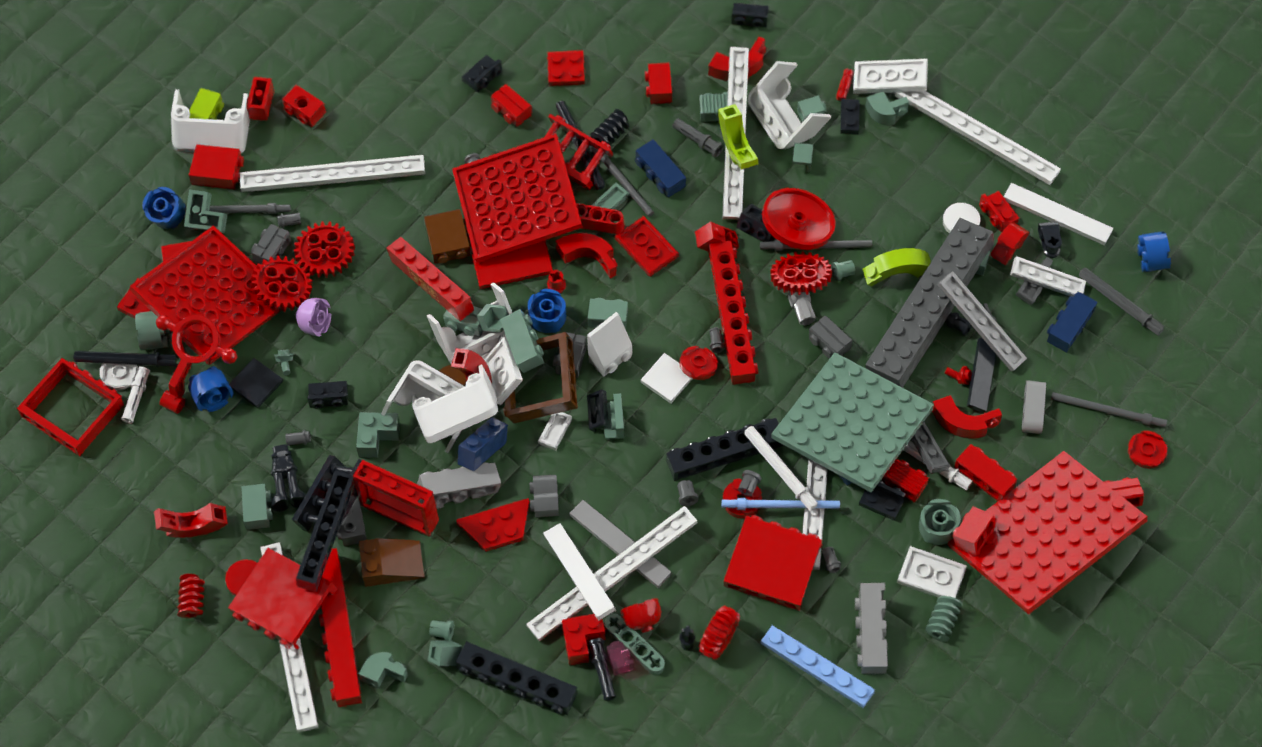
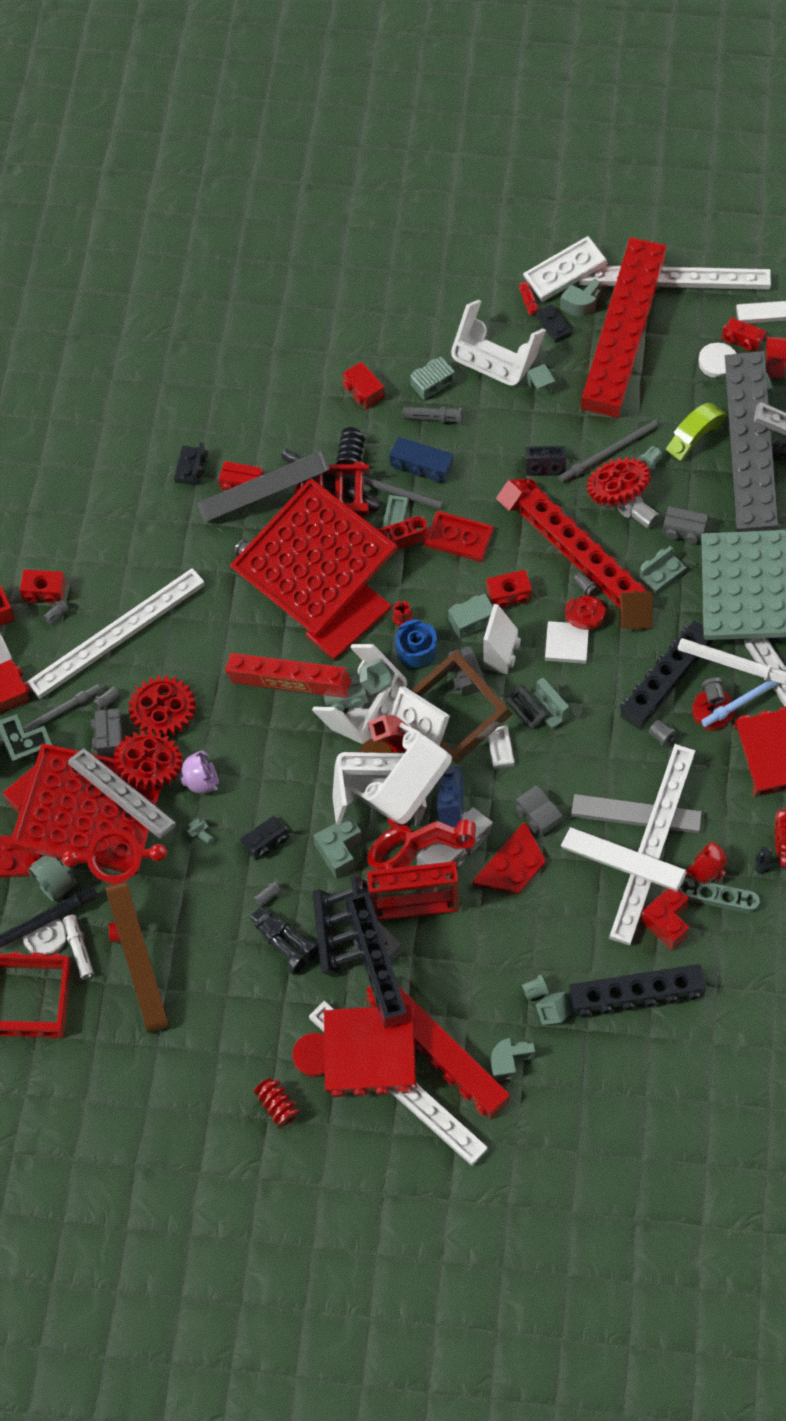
camera: 30 degrees left, 0 degrees up
(164, 426) = (137, 956): none -> reddish brown beam
(191, 524) = (228, 1032): red arch -> none
(210, 389) = (153, 898): blue brick -> none
(243, 297) = (121, 793): none -> light grey tile
(256, 383) = (187, 867): black tile -> none
(256, 507) = (276, 981): sand green brick -> none
(299, 132) = (56, 612): none -> dark grey pin
(390, 561) = (440, 955): reddish brown slope -> none
(425, 460) = (459, 837): none -> red piece
(447, 236) = (270, 629): reddish brown brick -> none
(518, 120) = (263, 486): none -> dark grey beam
(522, 340) = (421, 680): sand green brick -> none
(565, 68) = (265, 418): red plate -> none
(587, 245) = (411, 564): red arch -> none
(600, 661) = (698, 928): black pin -> none
(619, 658) = (714, 915): clear pink brick -> none
(644, 302) = (515, 581): none -> red brick
(719, 64) = (423, 335): red arch -> none
(734, 137) = (476, 394): lime arch -> none
(736, 95) = (469, 391): white plate -> none
(737, 383) = (636, 610): none -> reddish brown piece
(750, 15) = (398, 282): black bracket -> none
(785, 364) = (661, 570): none -> sand green bracket
(798, 218) = (580, 435): red dish -> none
(809, 106) = (517, 335): sand green brick -> none
(900, 149) = (623, 327): none -> red brick

